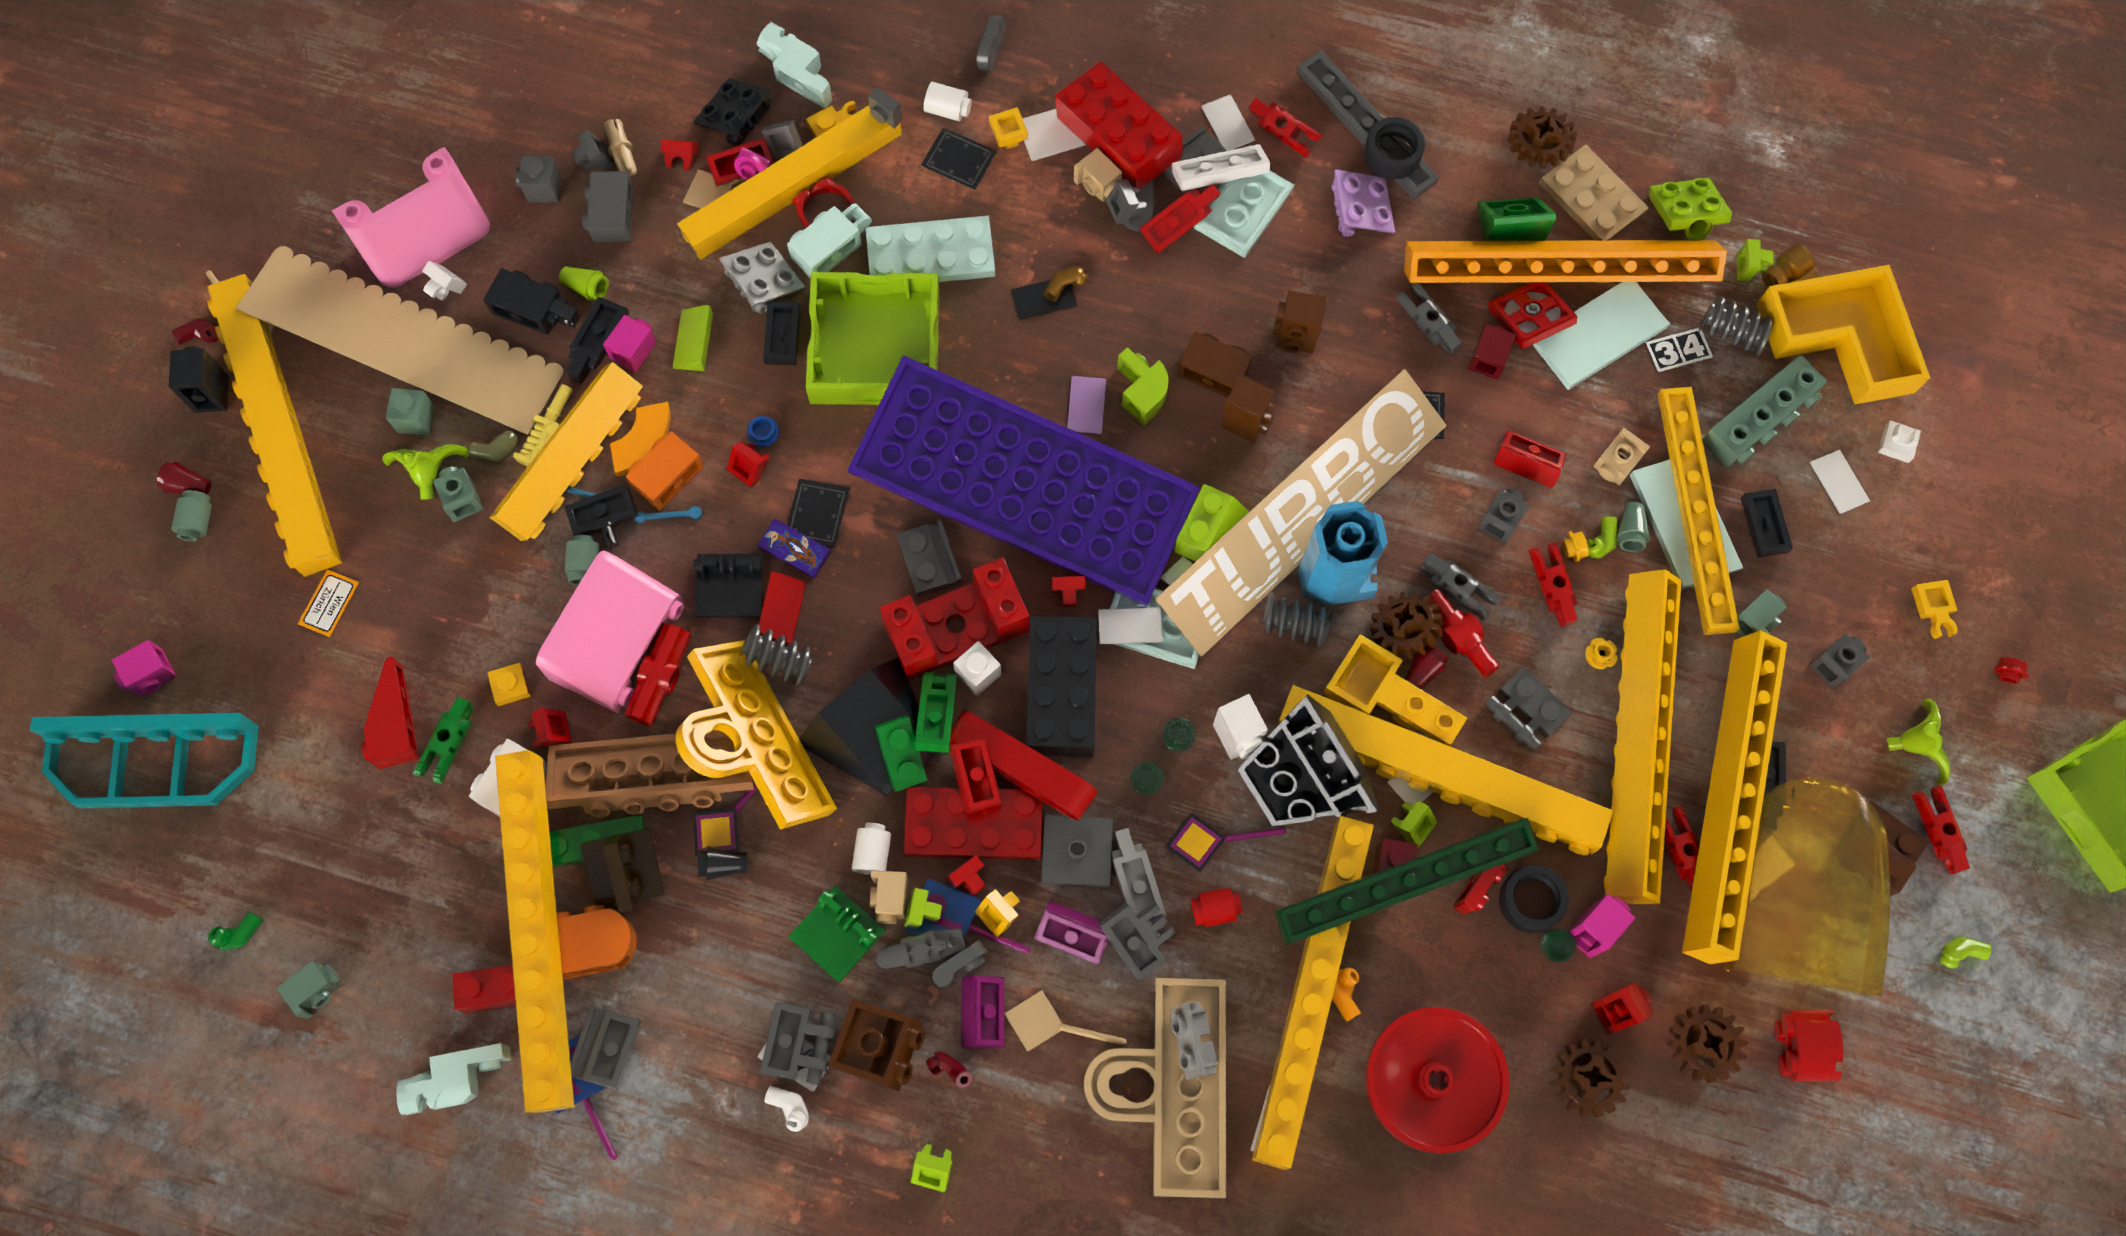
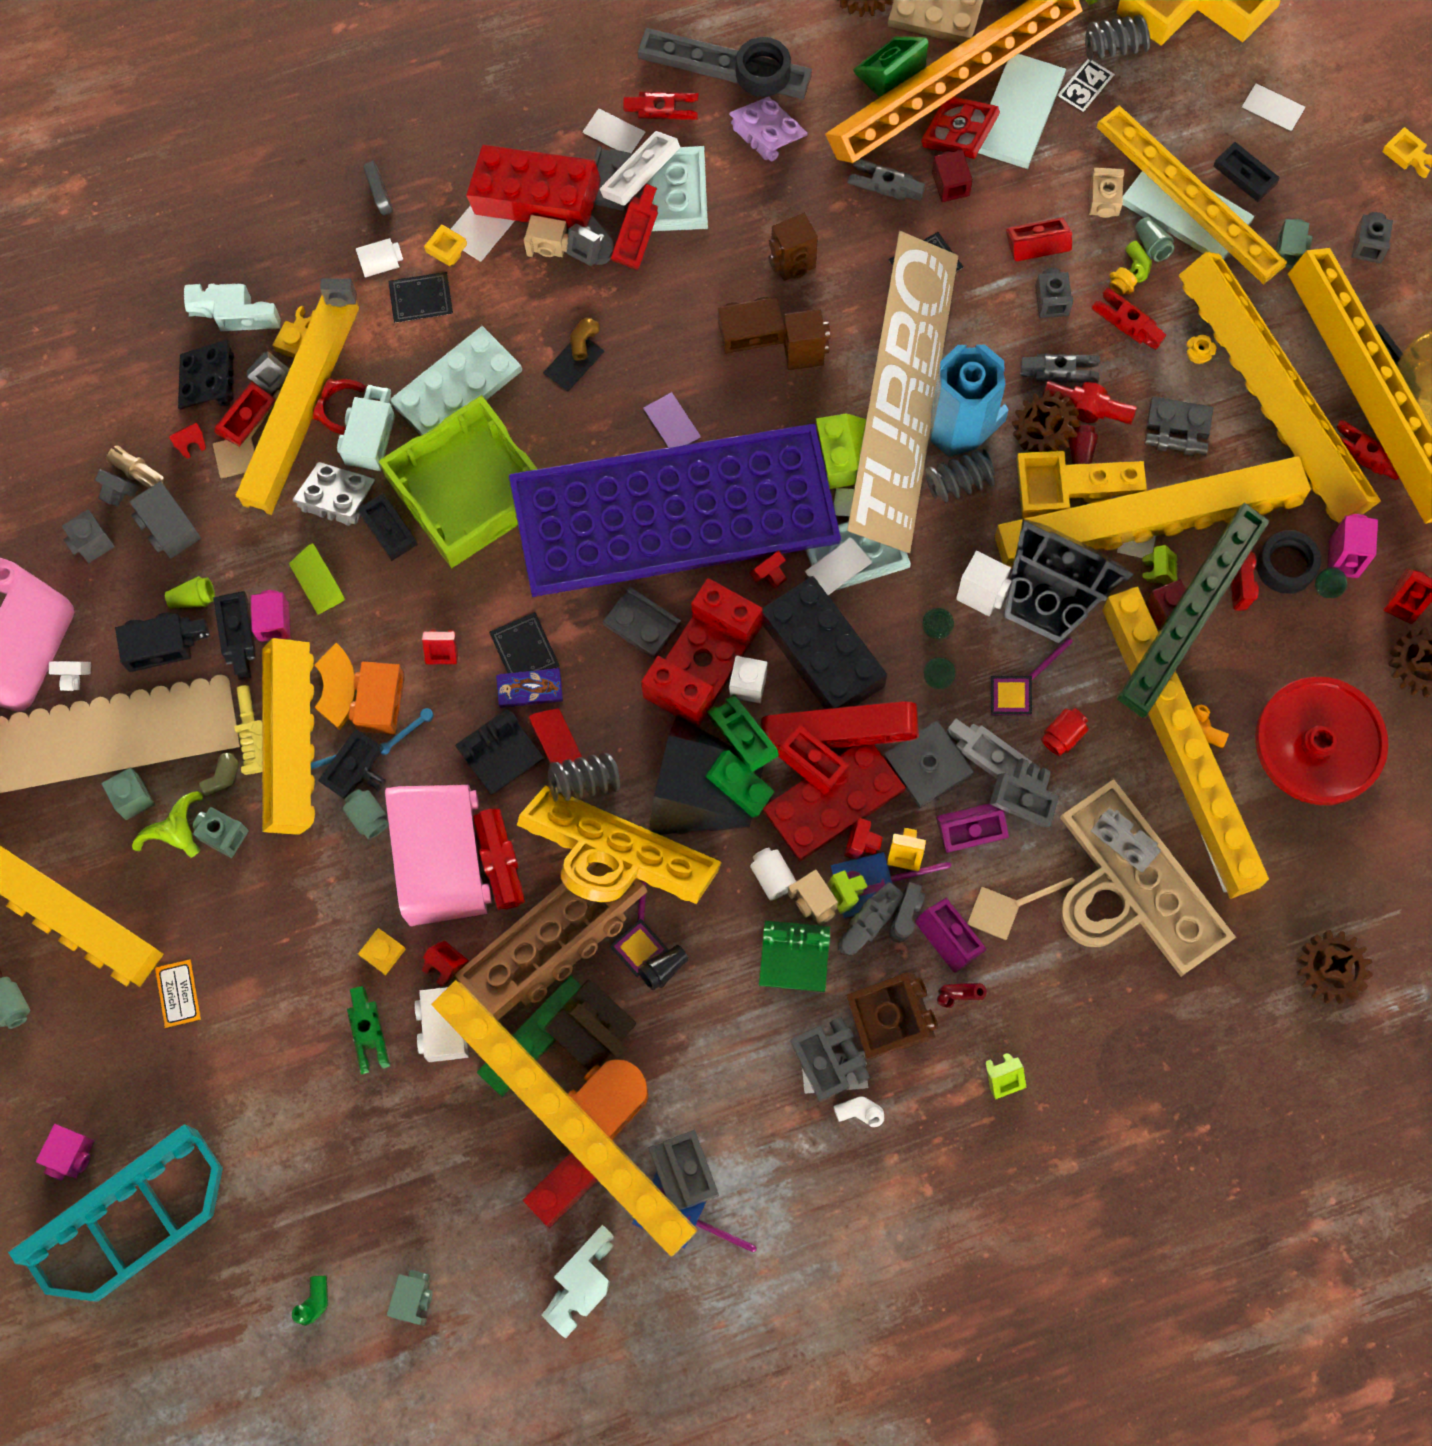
camera: 30 degrees left, 0 degrees up
(389, 723) = (310, 1051): red slope -> none
(750, 163) = (257, 409): dark pink plate -> none
(762, 431) = (432, 614): blue plate -> none
(1149, 387) = (712, 373): lime brick -> none
(1764, 411) = (1184, 89): sand green brick -> none
(1899, 441) = (1294, 48): white tile -> none

